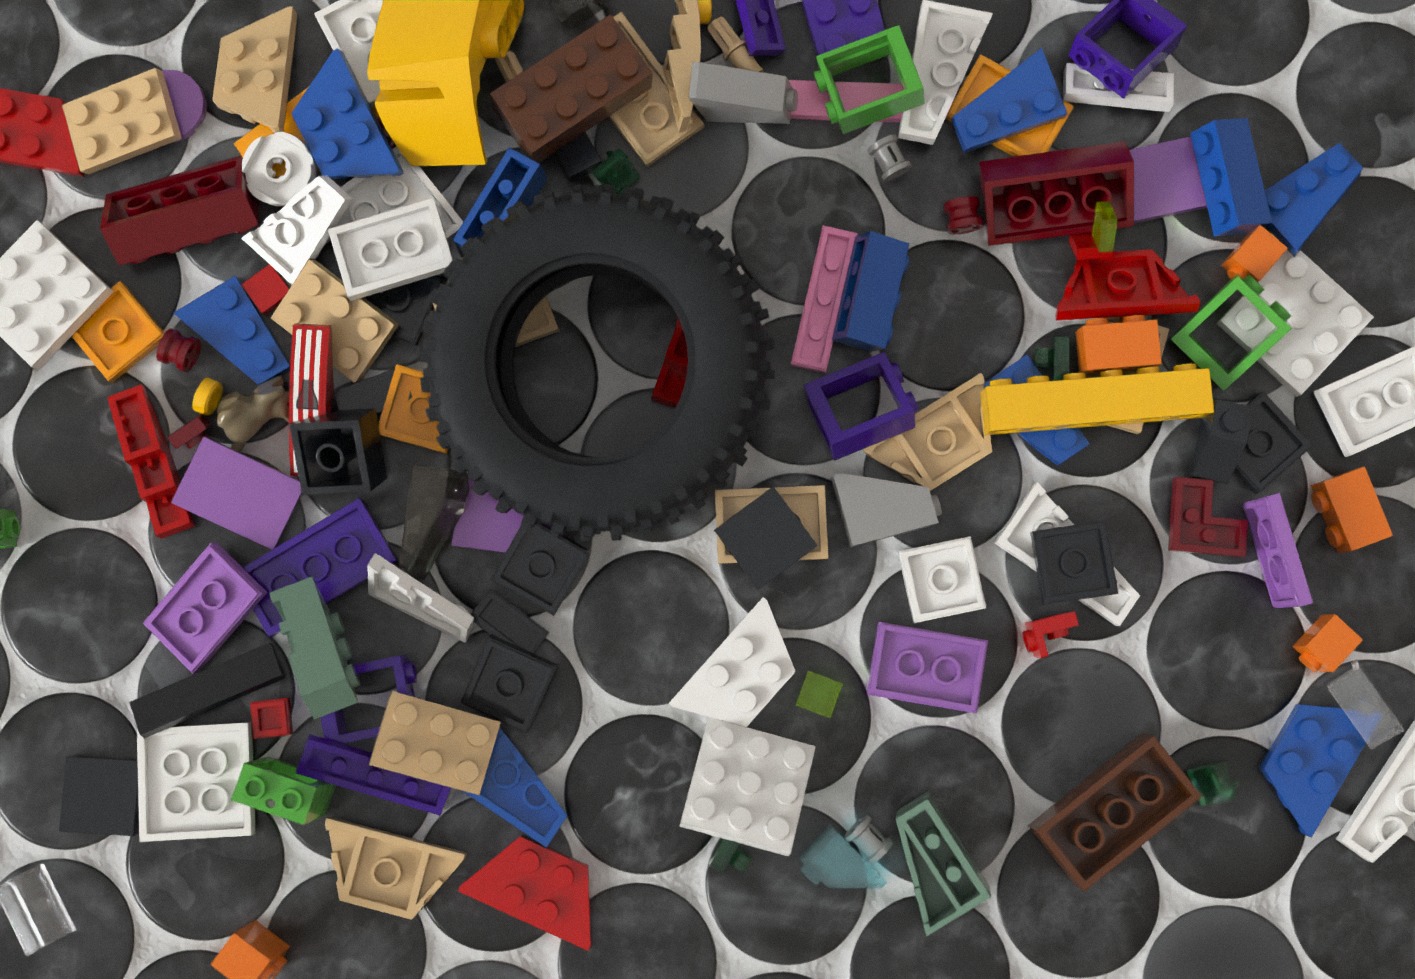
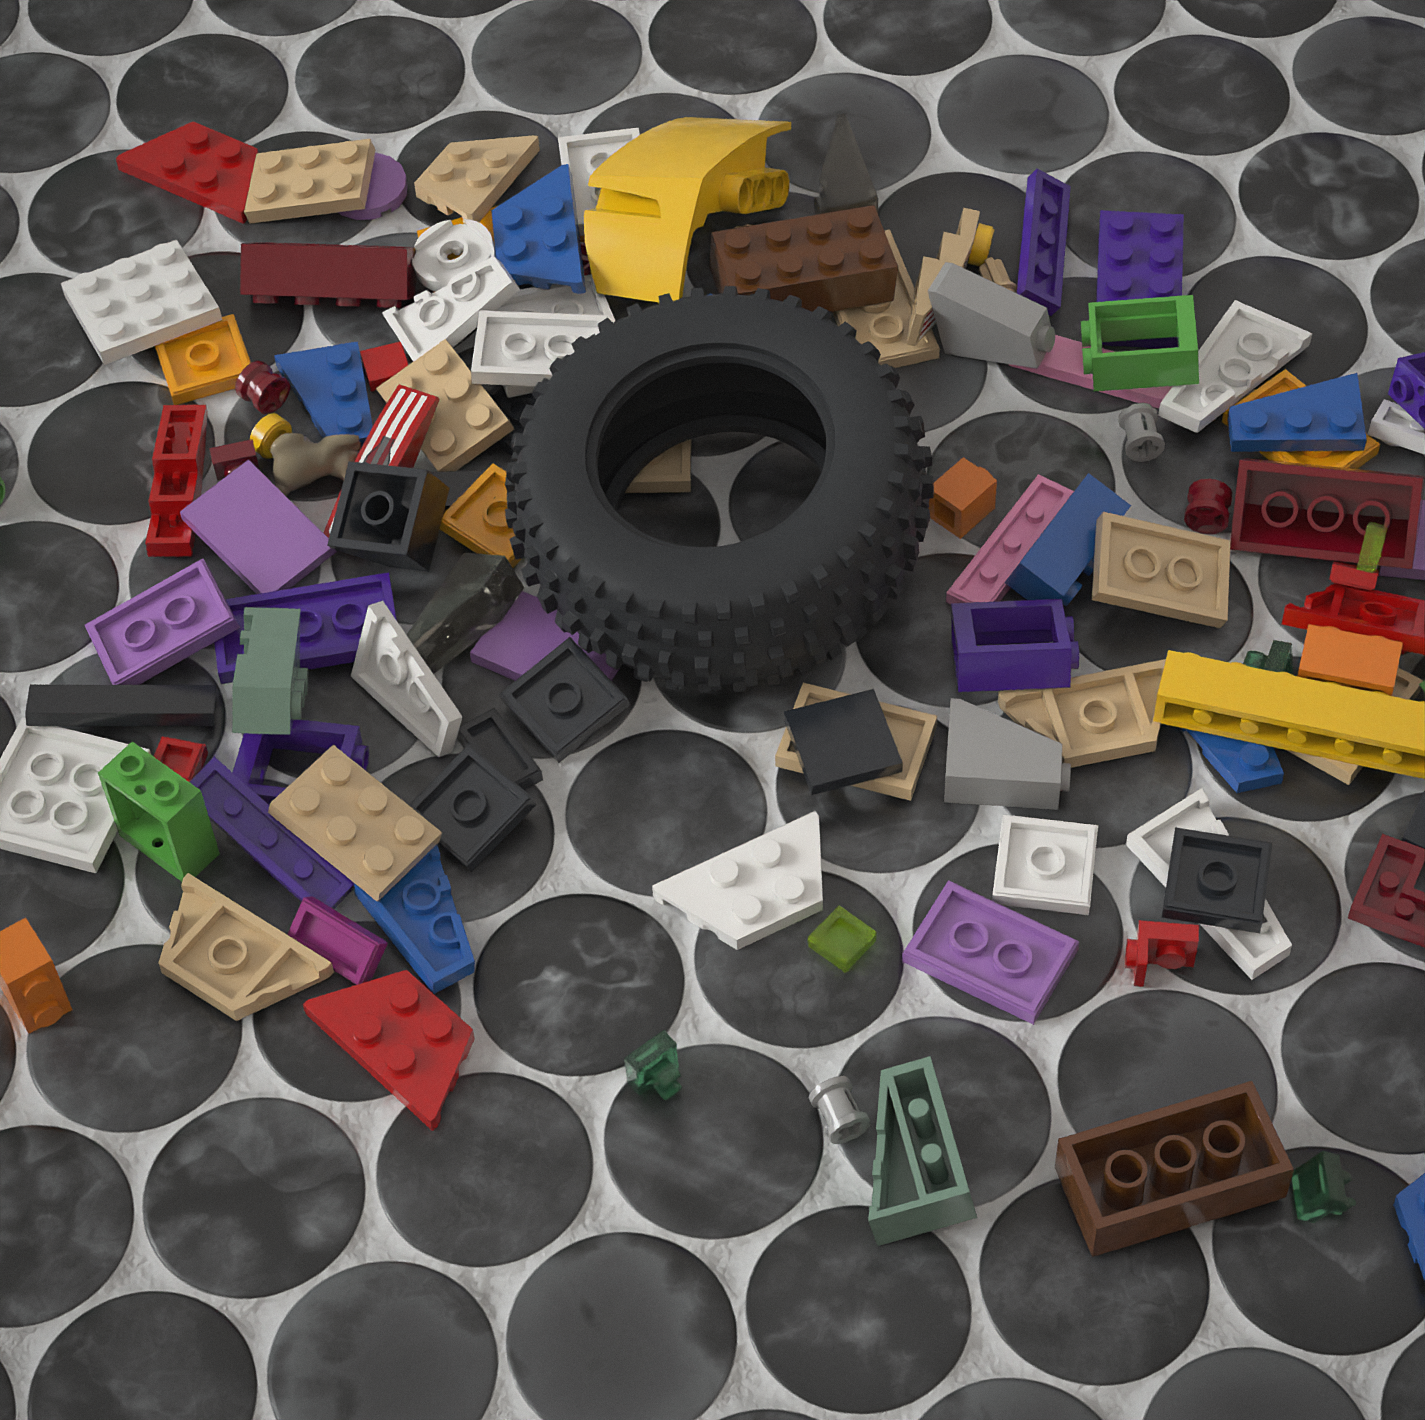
camera: 20 degrees right, 30 degrees down
(459, 832) = (338, 939): none -> magenta tile
(748, 786) = (710, 995): white plate -> none
(774, 269) = (962, 497): none -> orange brick
(838, 863) = (790, 1123): clear light blue slope -> none
(949, 296) = (1161, 570): none -> tan plate

